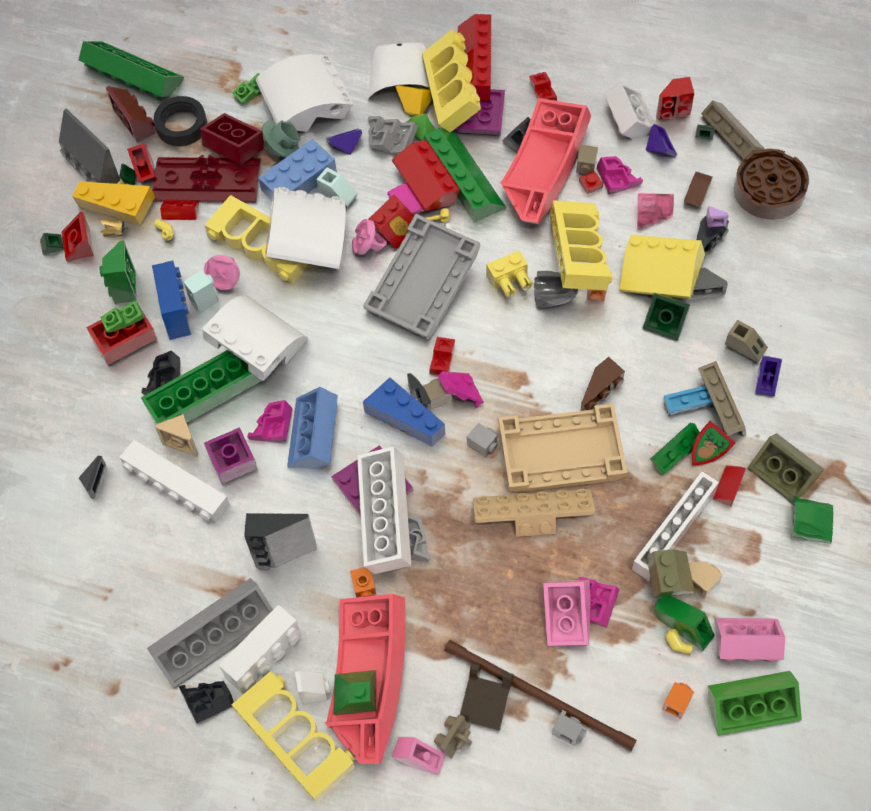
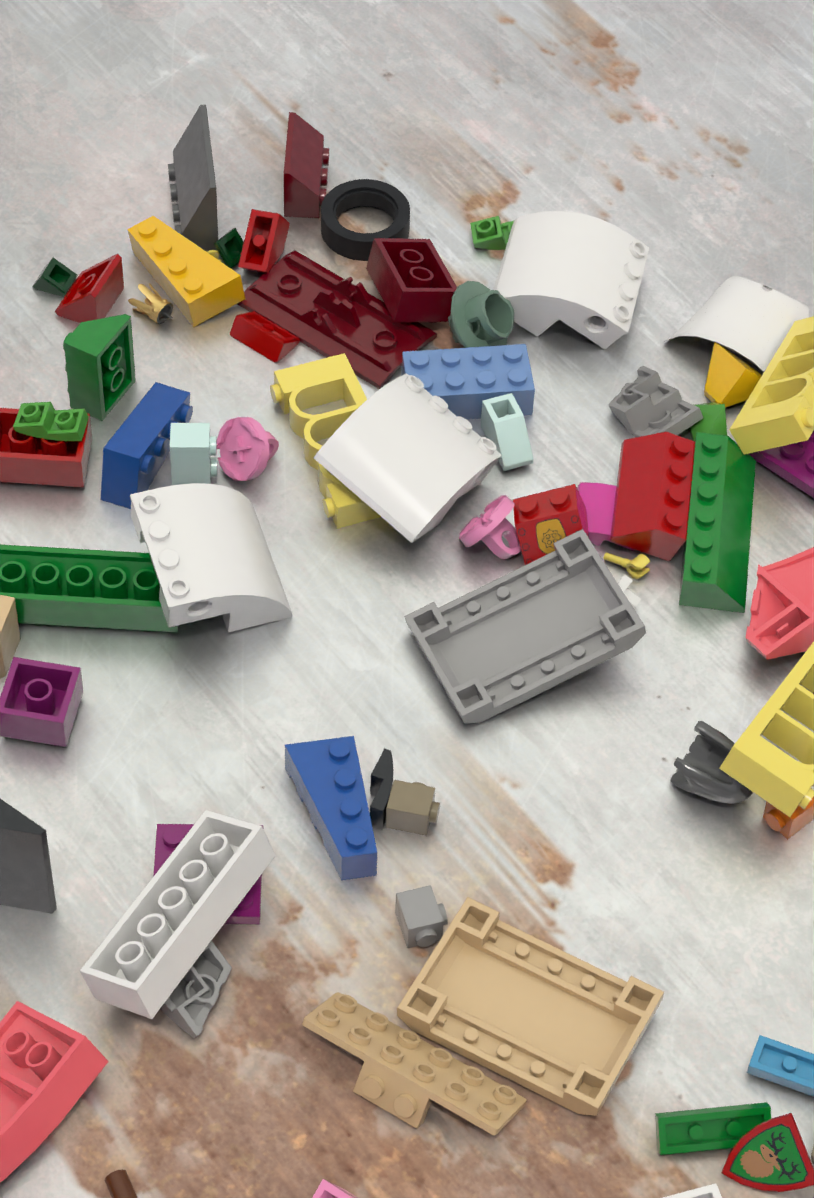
camera: 30 degrees right, 10 degrees down
(129, 68) = (355, 113): green slope -> none
(165, 369) = (58, 529): black slope -> none
(167, 229) = (222, 351): light yellow arm -> none
(273, 423) = (142, 698): dark pink slope -> none
(312, 429) = (187, 743): medium blue slope -> none
(346, 141) = (578, 379): dark purple slope -> none
(363, 582) = (70, 1001): orange brick -> none
(442, 355) = (466, 762): red slope -> none
(460, 385) = (451, 817): dark pink wing -> none
(507, 270) = (664, 700): light yellow brick -> none
(603, 380) = (678, 951): reddish brown slope -> none

